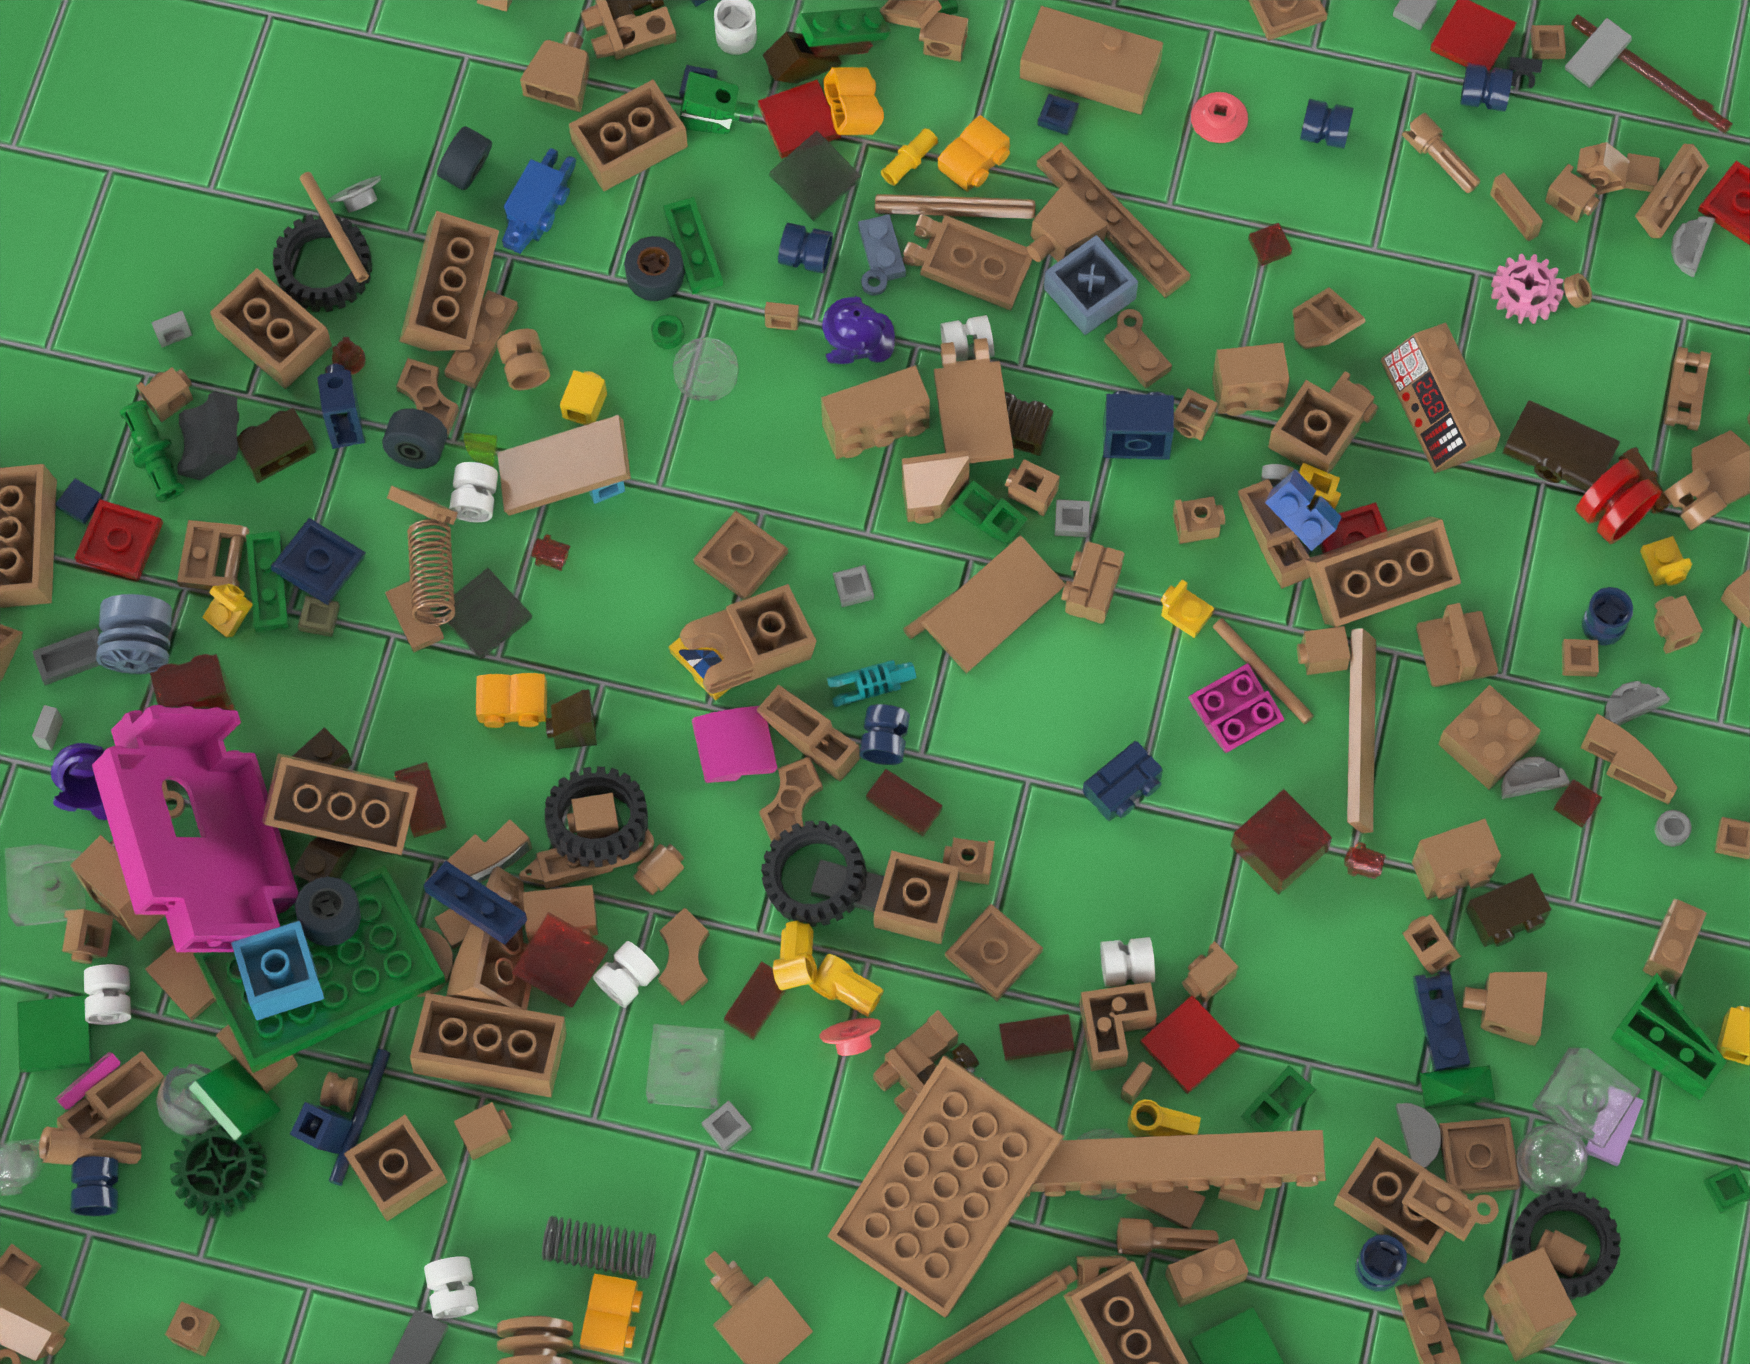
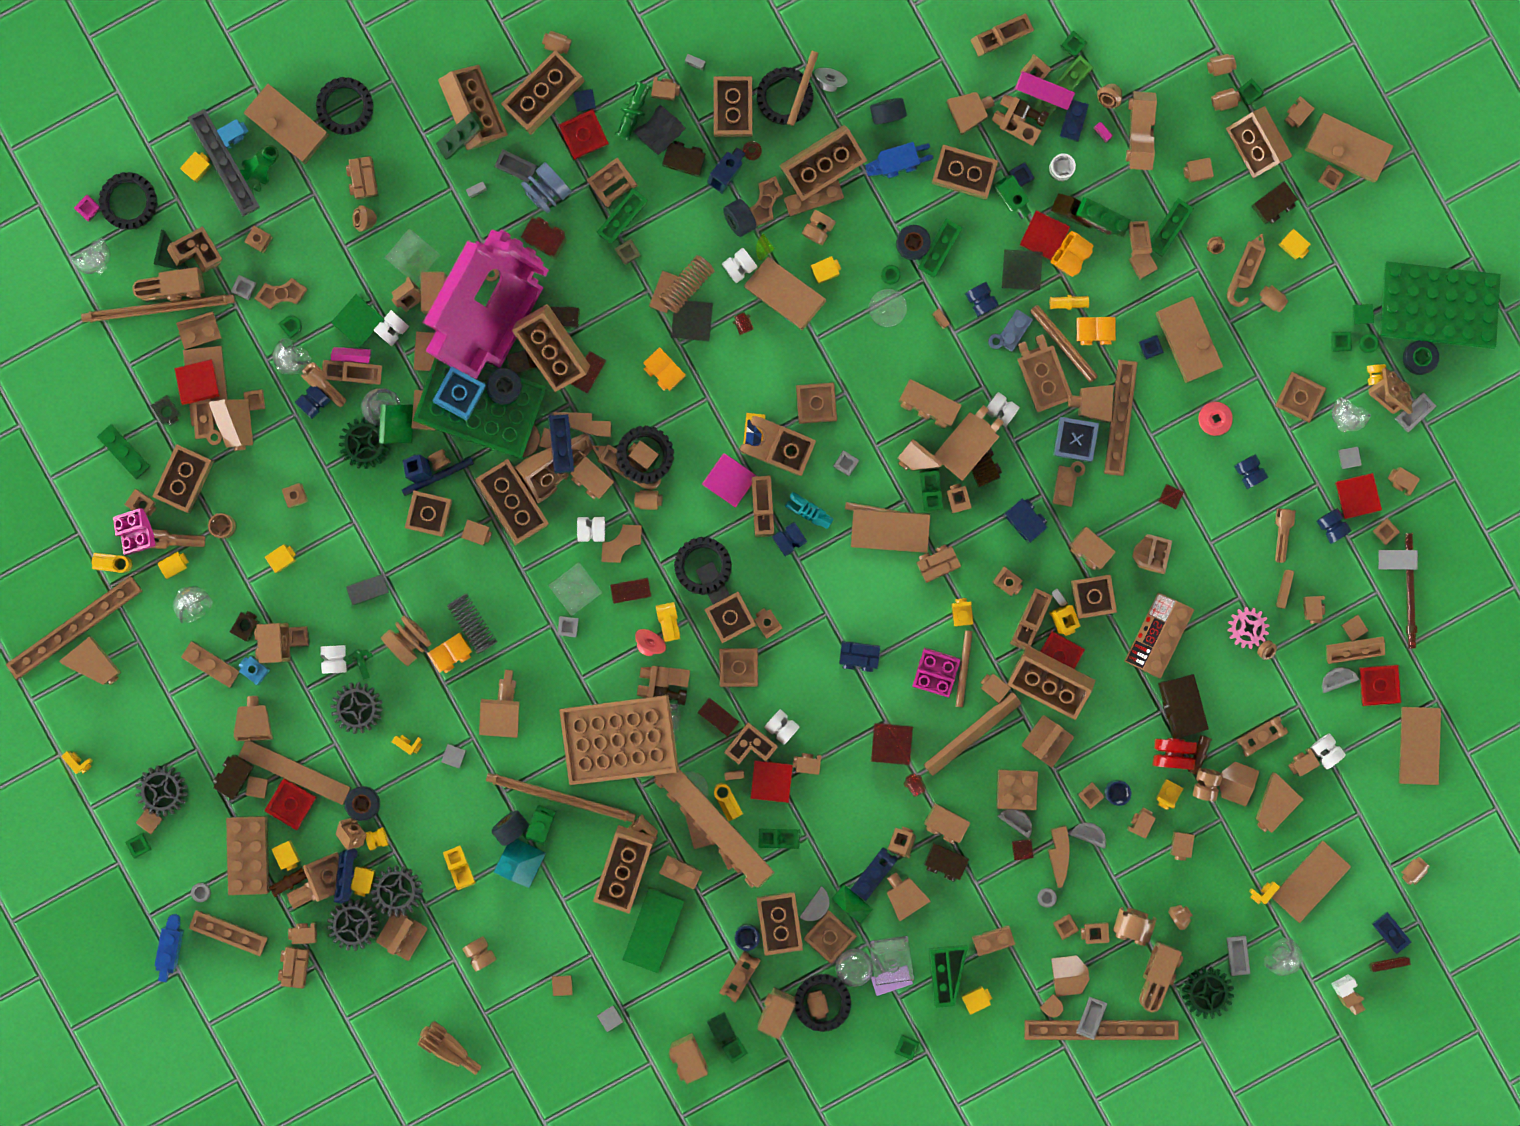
camera: 45 degrees right, 20 degrees up
(75, 777) = (469, 227): dark purple helmet -> none
(227, 609) = (593, 213): yellow bracket -> none
(318, 561) = (649, 229): dark blue tile -> none
(422, 505) = (712, 251): medium nougat tile -> none
(450, 1275) = (406, 575): white wheel -> none
(560, 959) = (571, 498): clear red plate -> none
(572, 721) = (676, 405): dark brown slope -> none
(796, 961) = (656, 595): yellow piece -> none
(797, 785) = (736, 521): medium nougat tile -> none
(857, 332) = (964, 368): dark purple helmet -> none
(904, 802) = (769, 572): clear red tile -> none
(1072, 518) = (961, 527): light grey tile -> none
(1139, 1237) = (672, 833): medium nougat piece -> none
(1191, 421) = (1052, 539): medium nougat brick -> none
(1290, 504) = (1045, 618): piece -> none
(1356, 396) = (1123, 599): medium nougat brick -> none
(1446, 1206) = (789, 947): medium nougat hinge -> none
(1524, 66) = (1362, 533): black tile -> none
(1603, 167) = (1338, 612): medium nougat brick -> none

